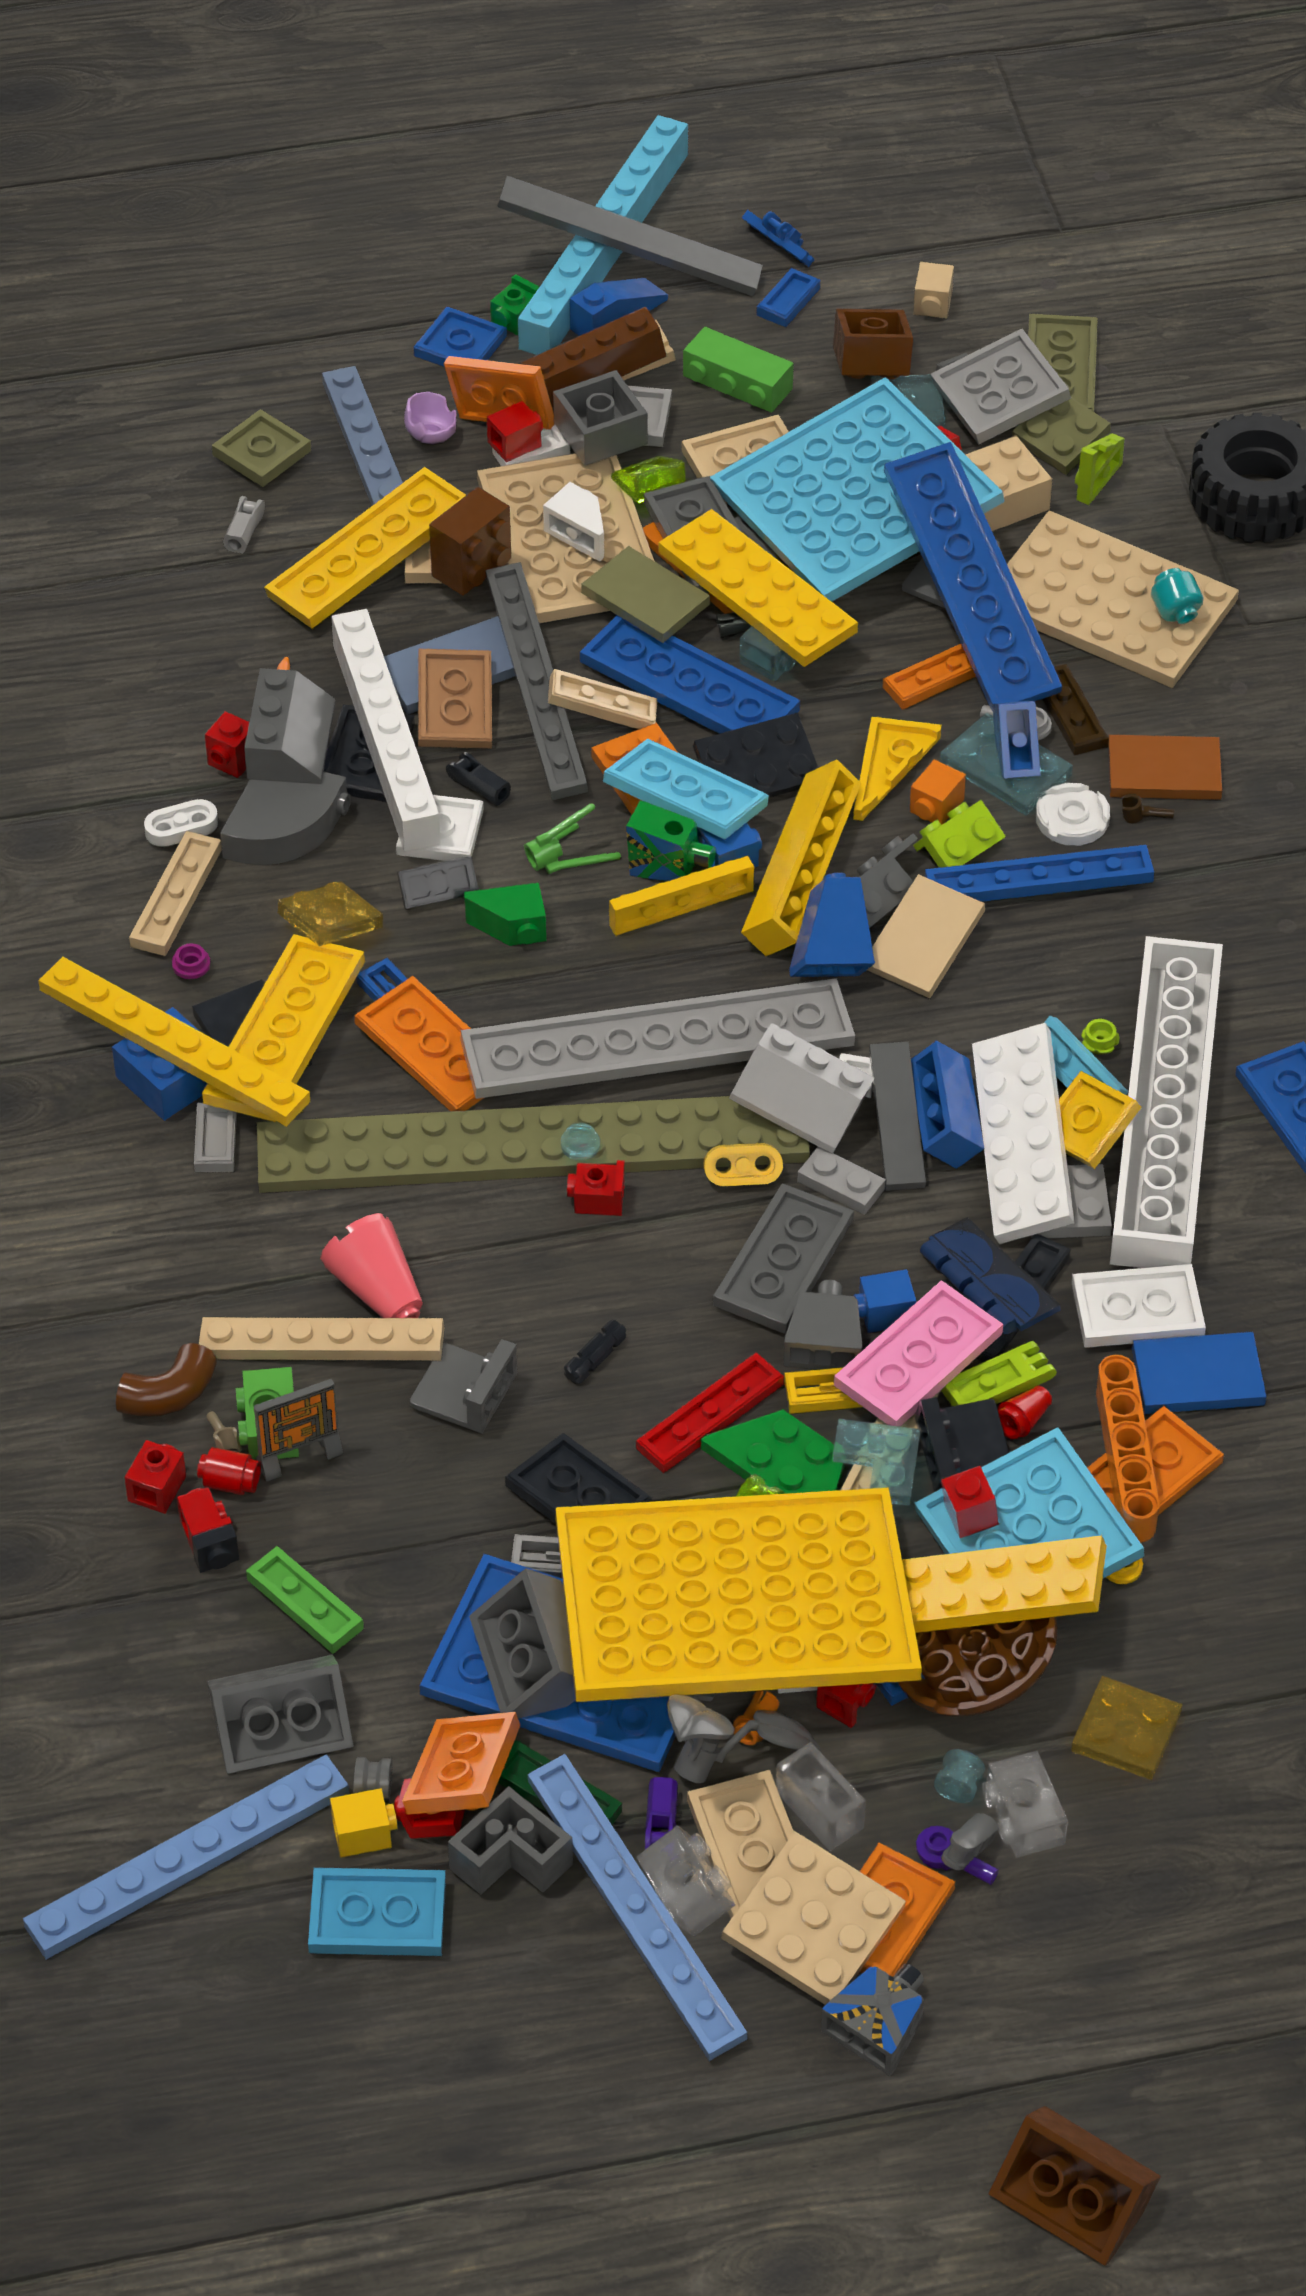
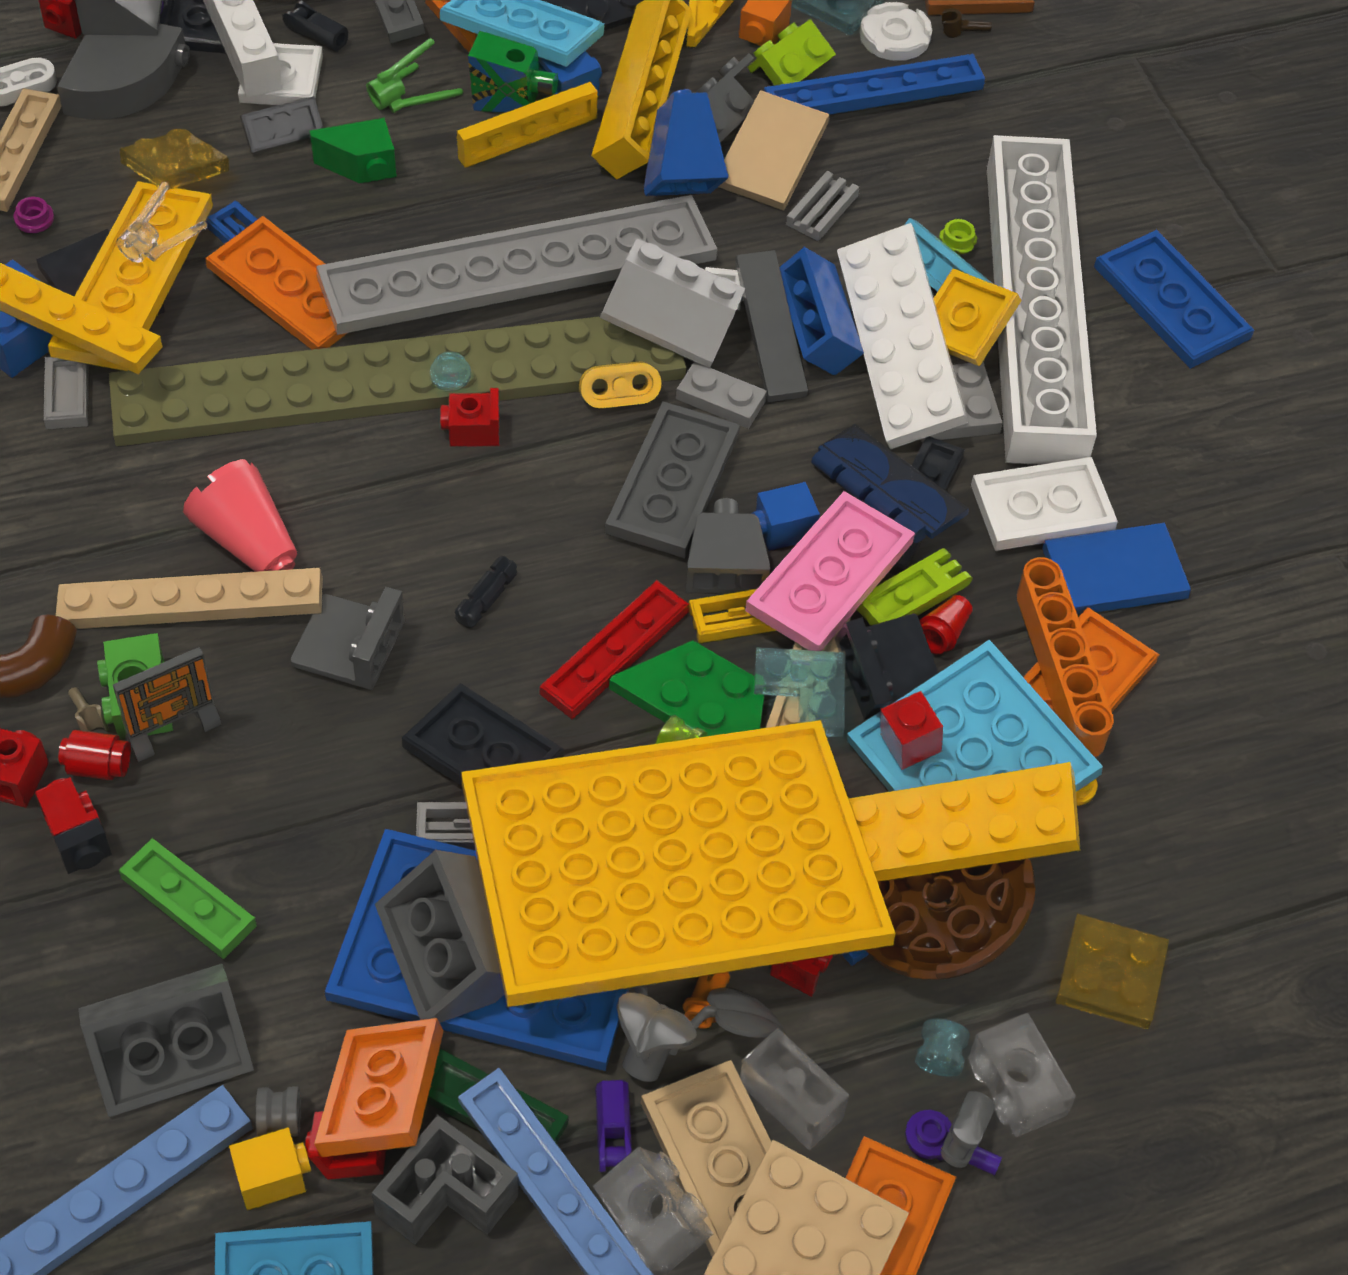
camera: 10 degrees left, 5 degrees up
(296, 992) = (141, 237): none -> clear plant
(956, 997) = (826, 182): none -> light grey tile

